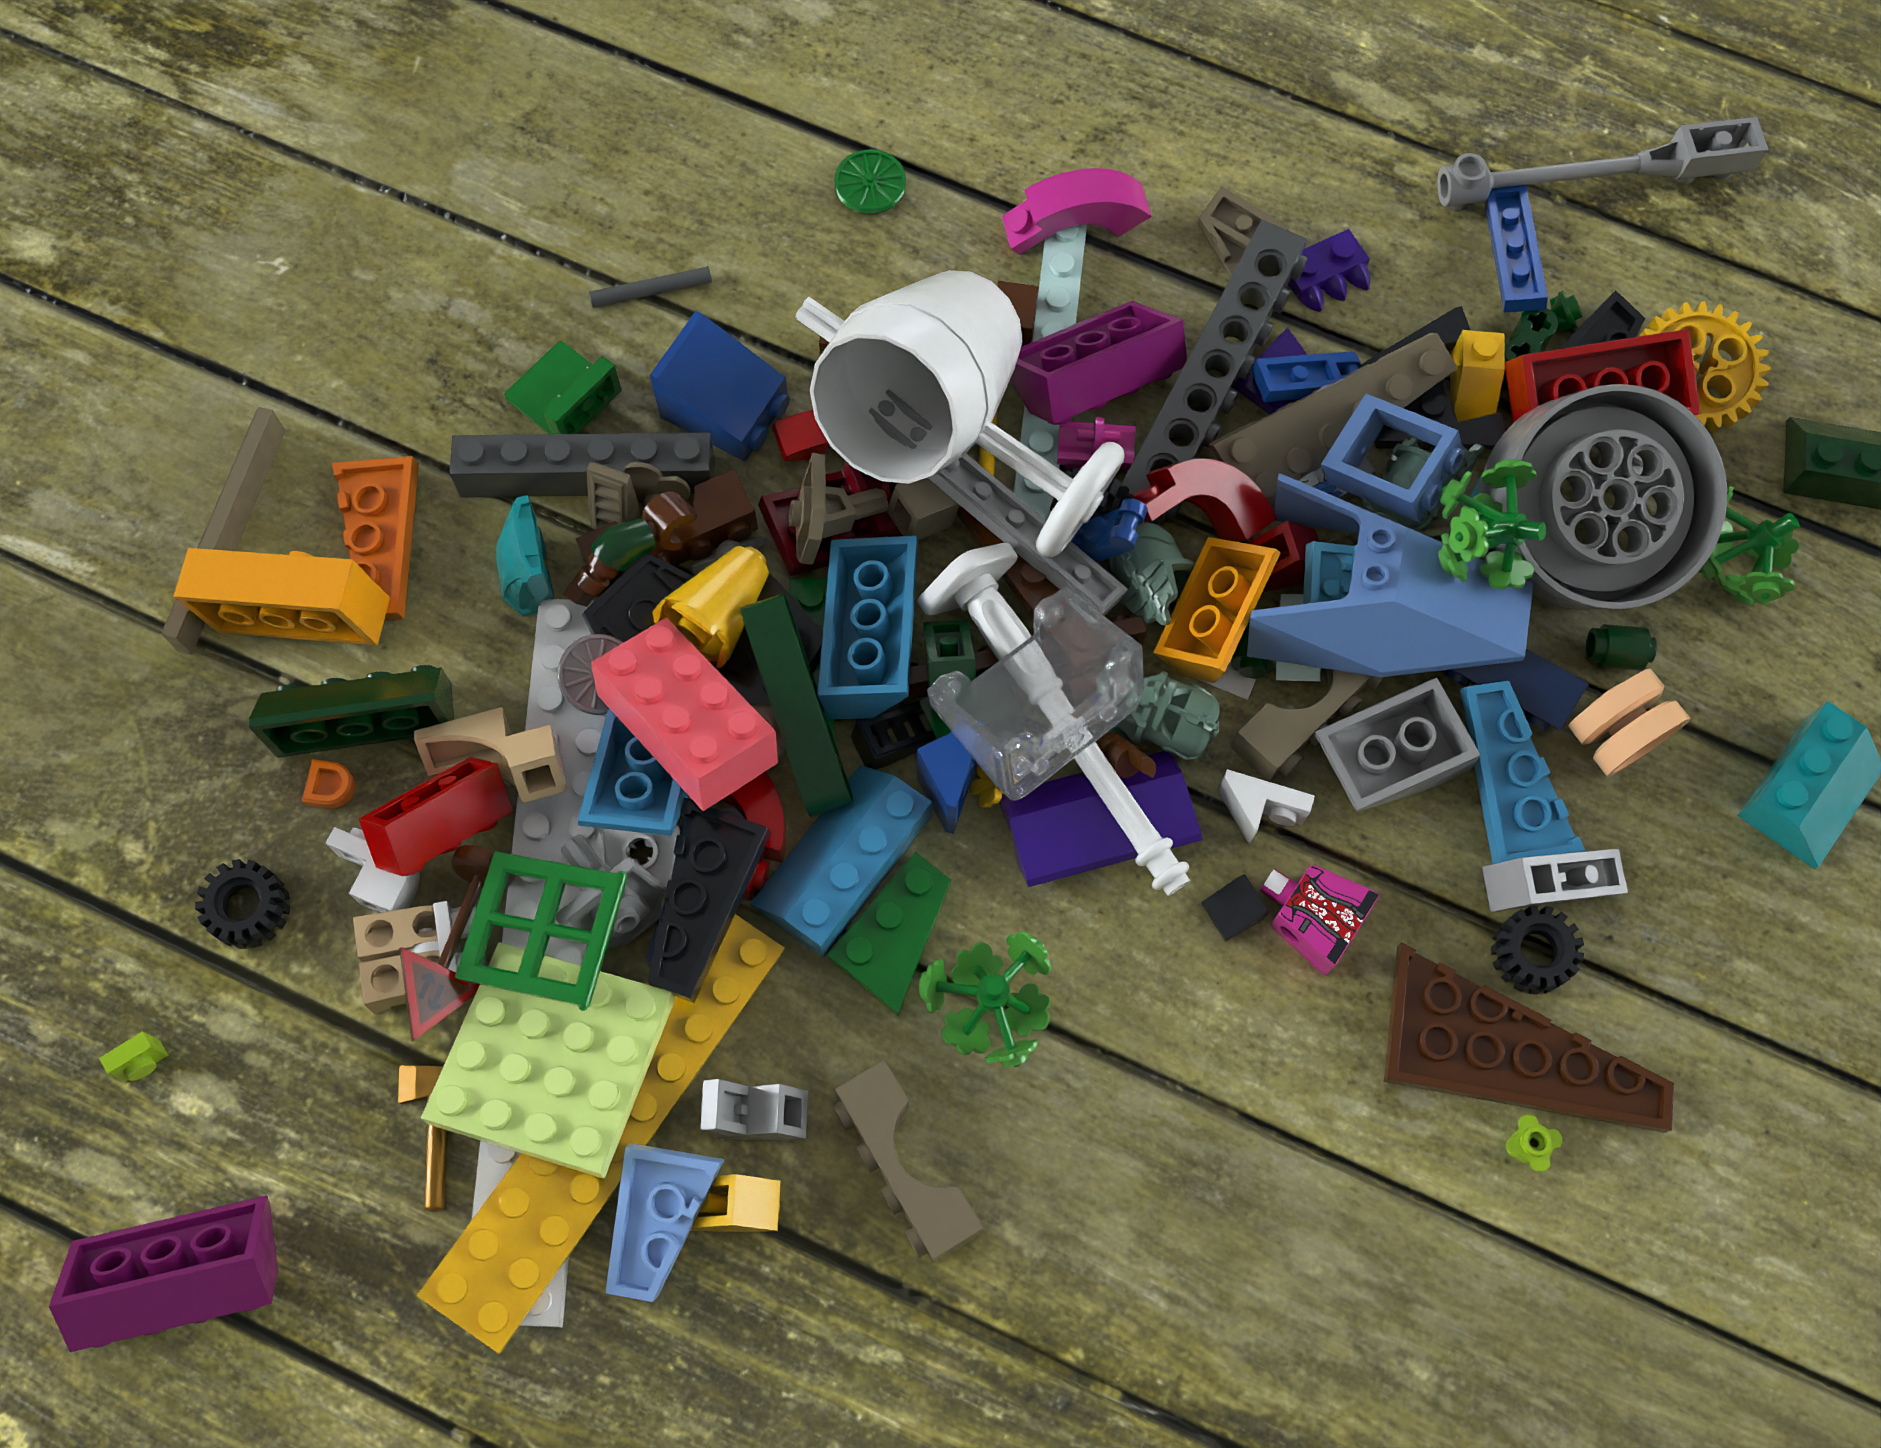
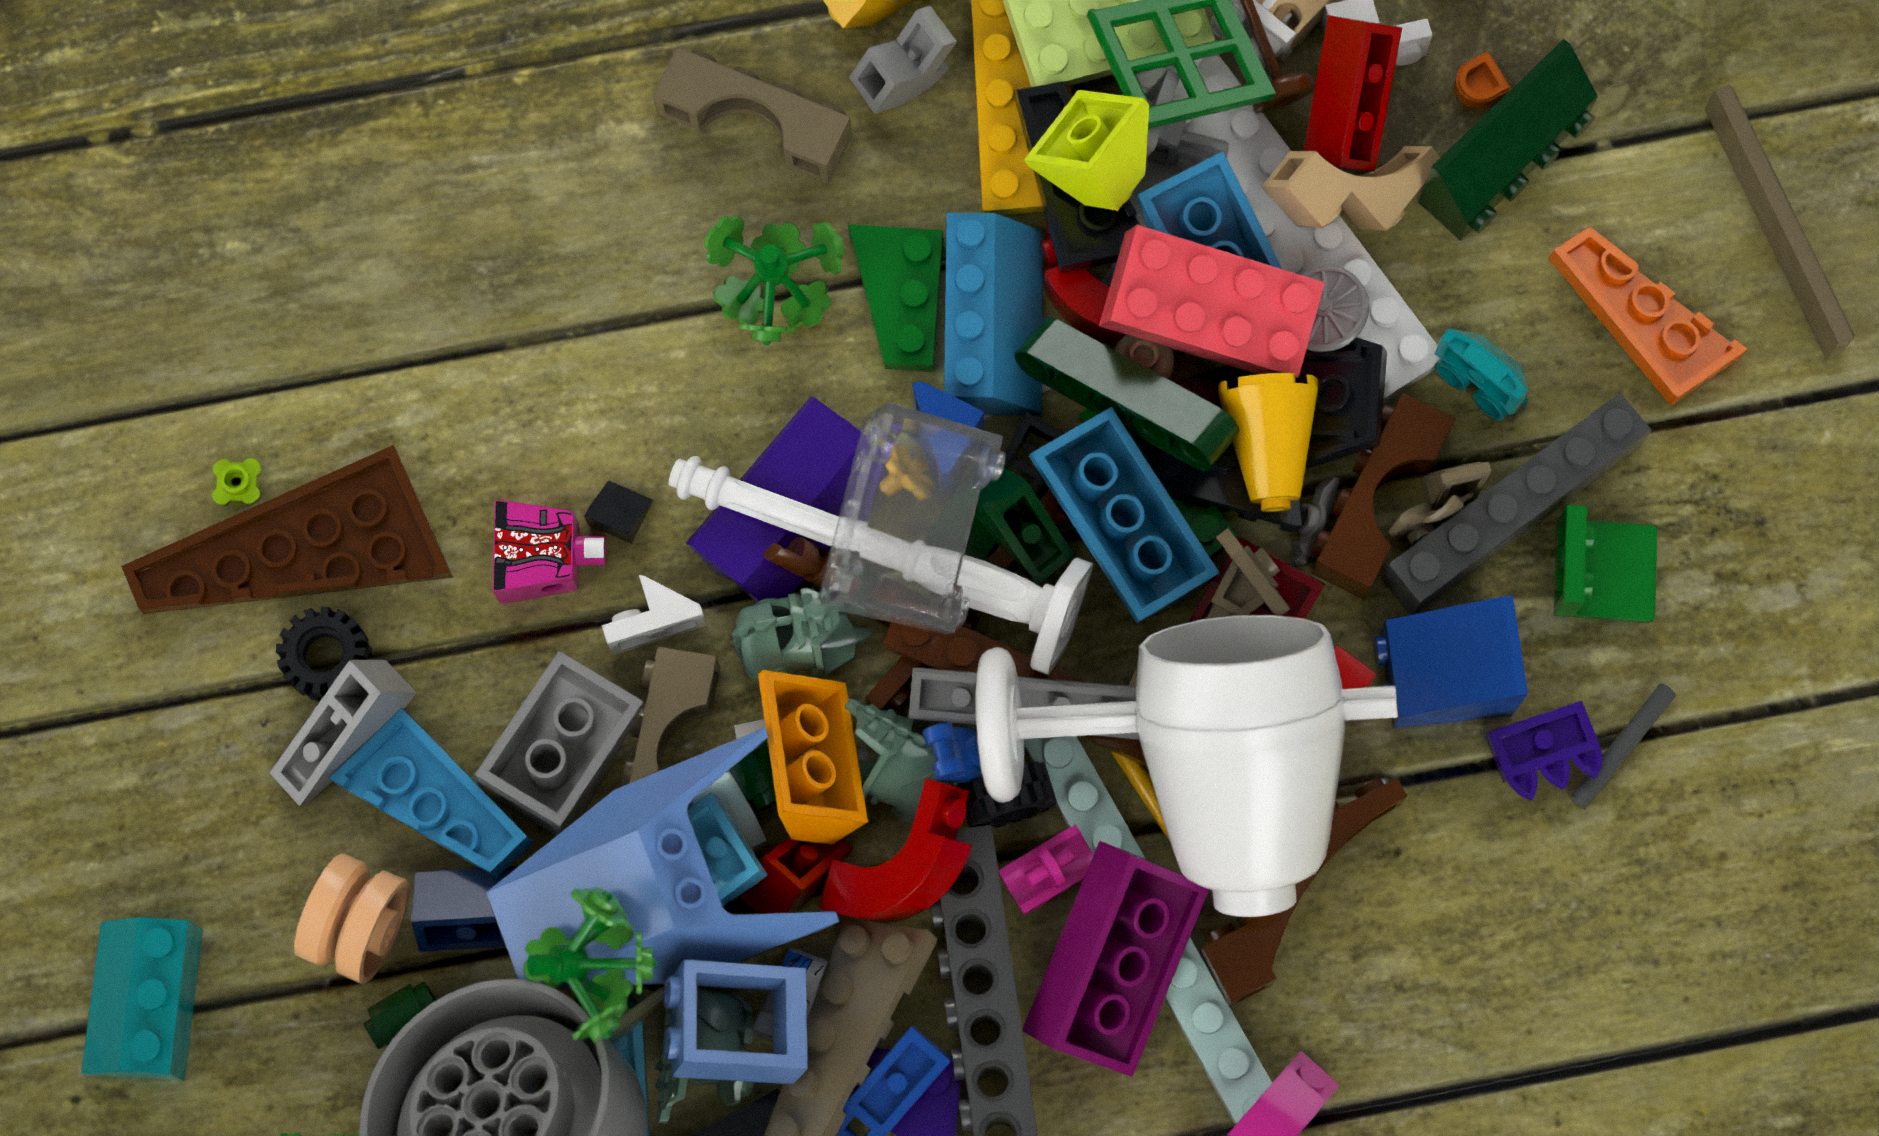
camera: 150 degrees right, 5 degrees up
(283, 596) = (1654, 178): light orange brick -> none
(629, 541) = (1392, 428): reddish brown piece -> none
(670, 896) = (1095, 148): none -> neon yellow slope
(681, 303) = (1546, 745): none -> dark purple plate
(870, 181) = (1507, 1030): green wheel -> none

